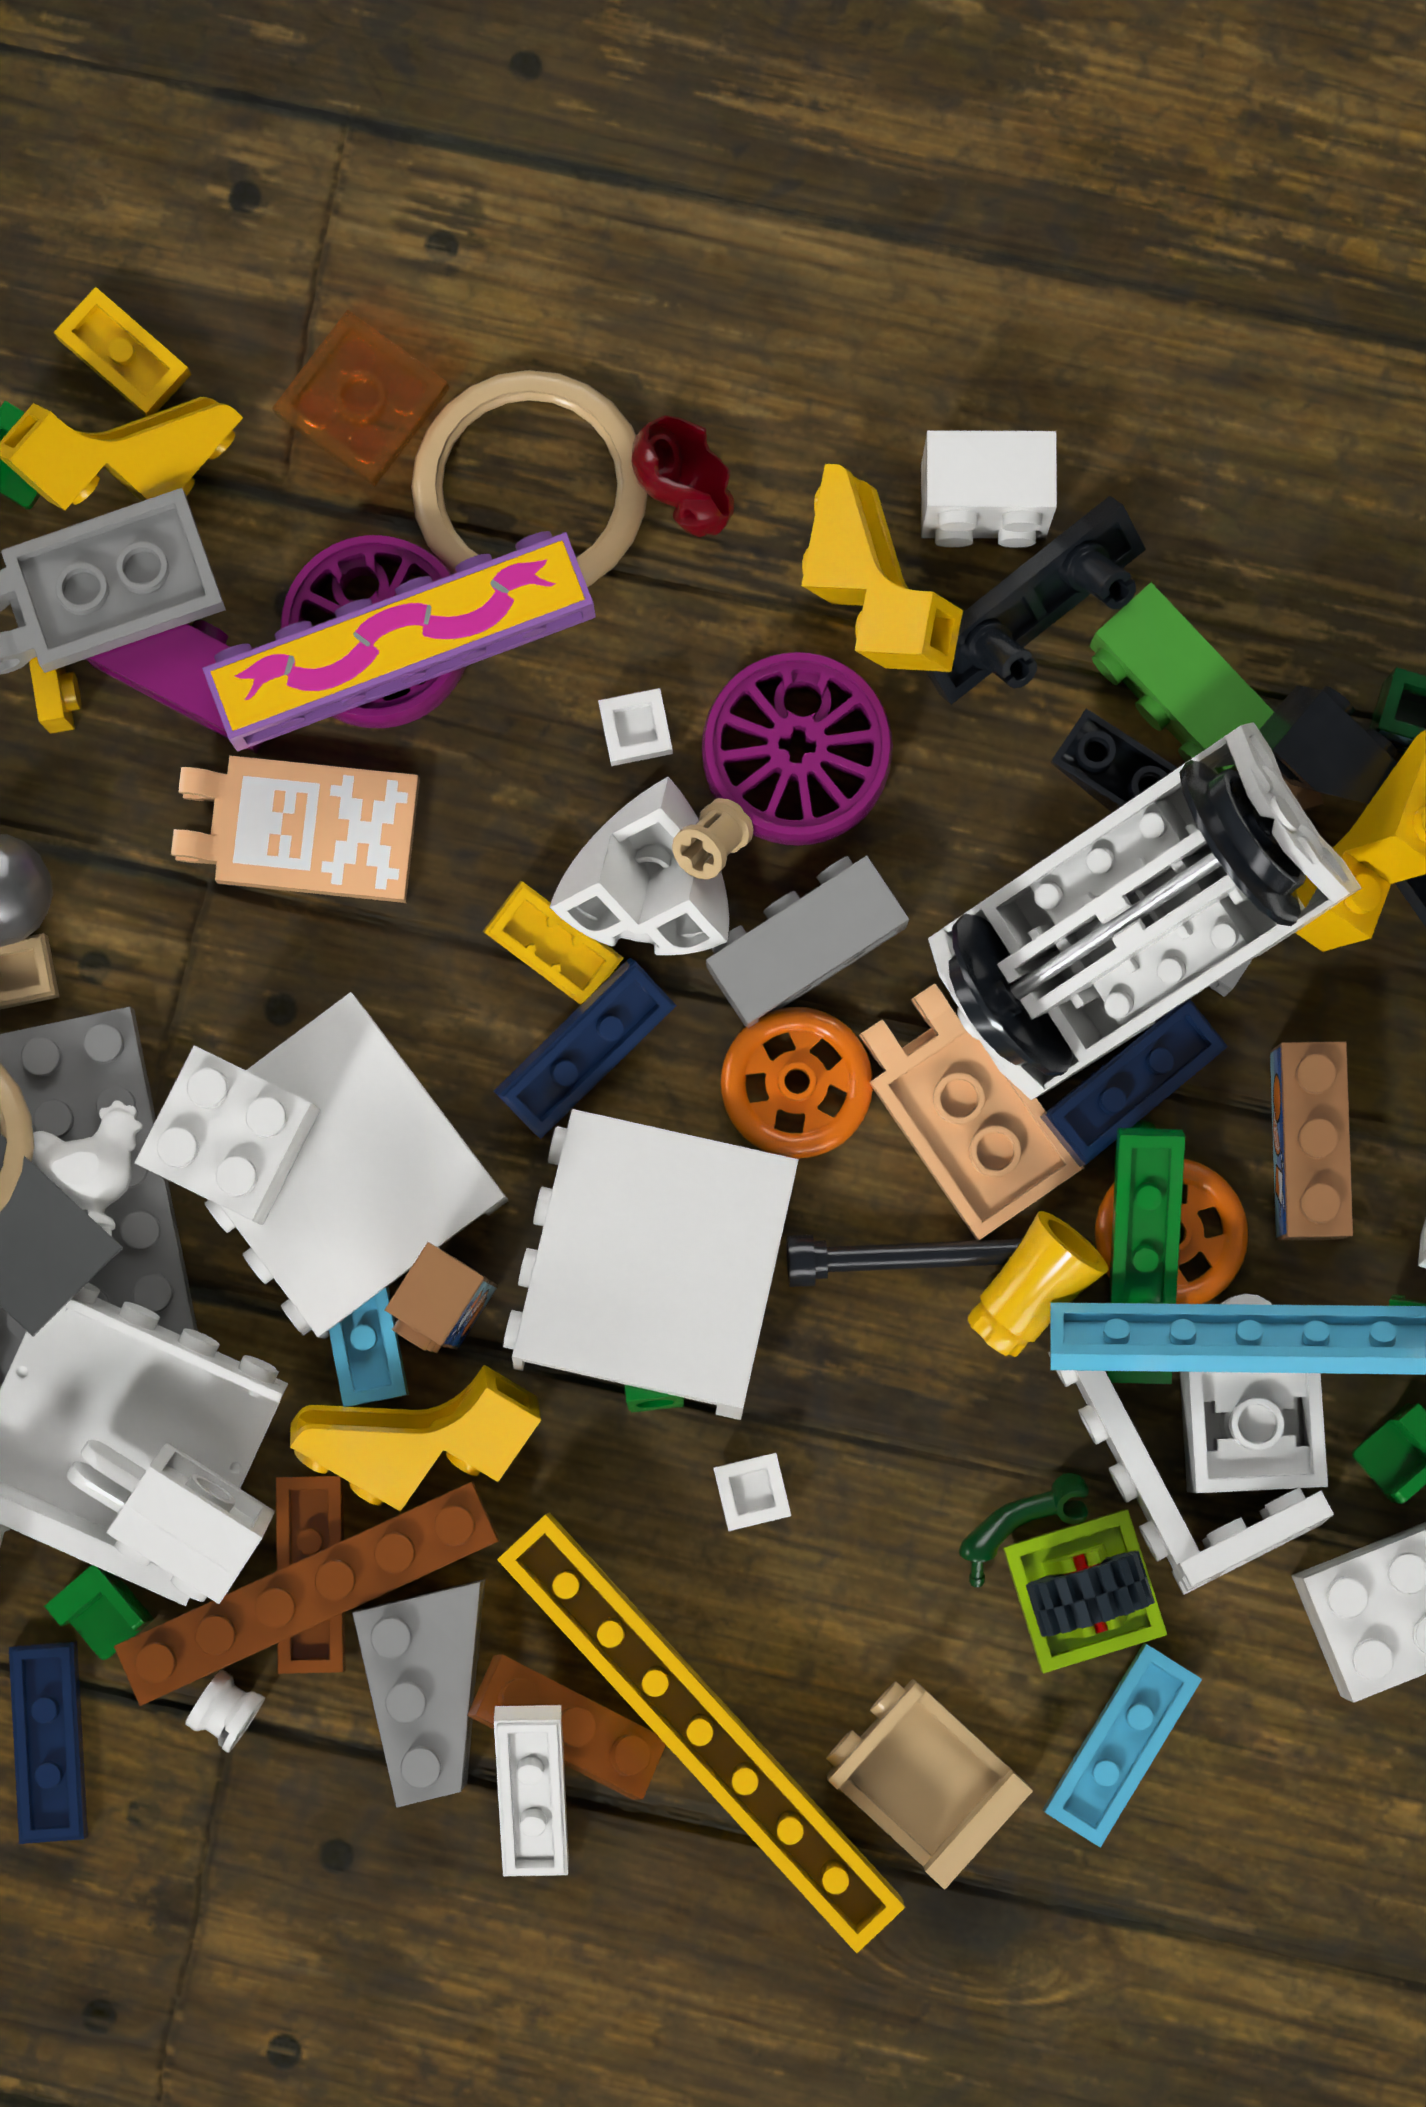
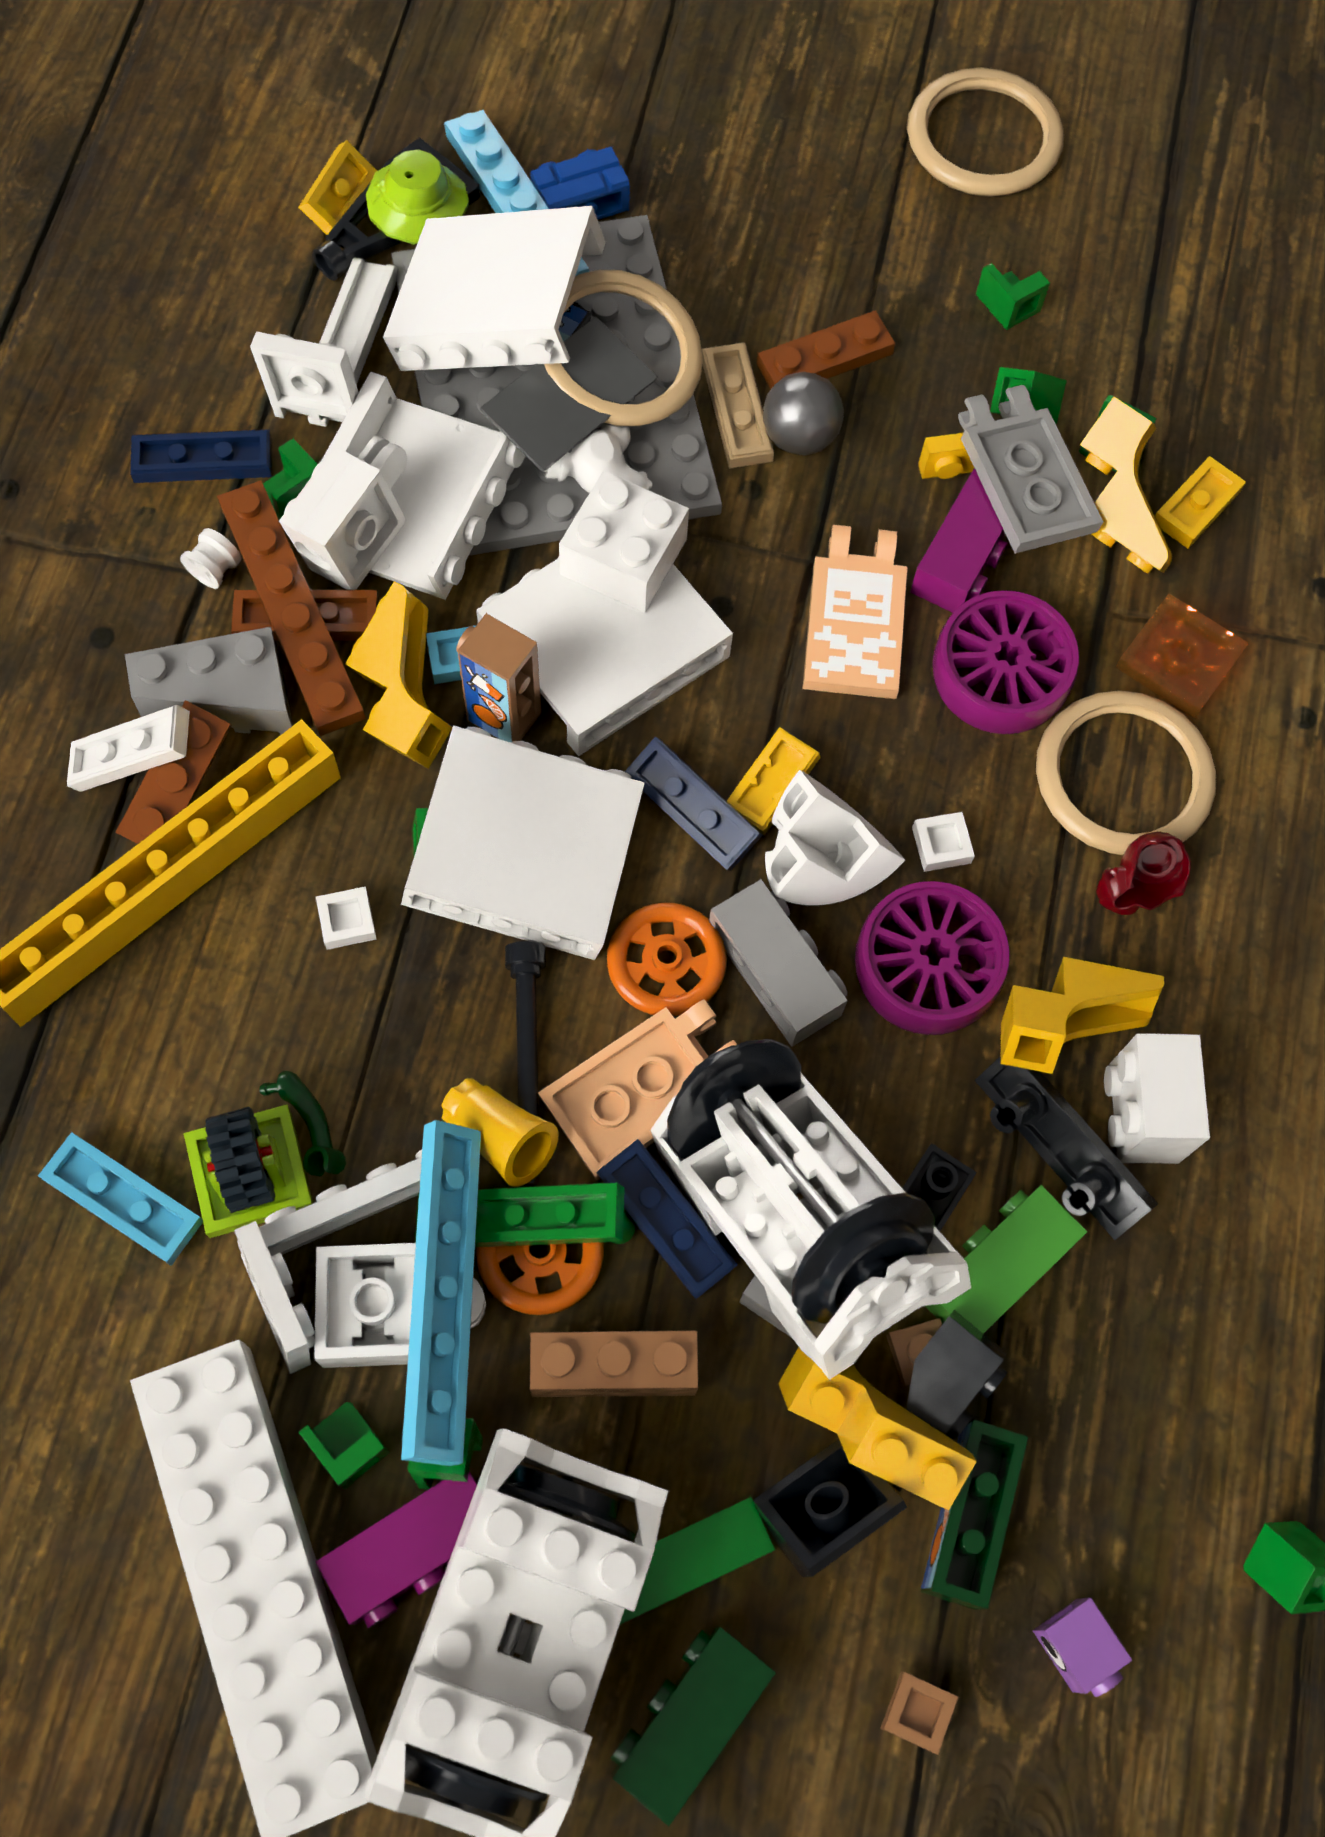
camera: 80 degrees right, 15 degrees down
(399, 640) = (1000, 661): brick -> none
(724, 836) = (856, 883): tan bush -> none
(926, 1780) = (110, 1045): tan panel -> none

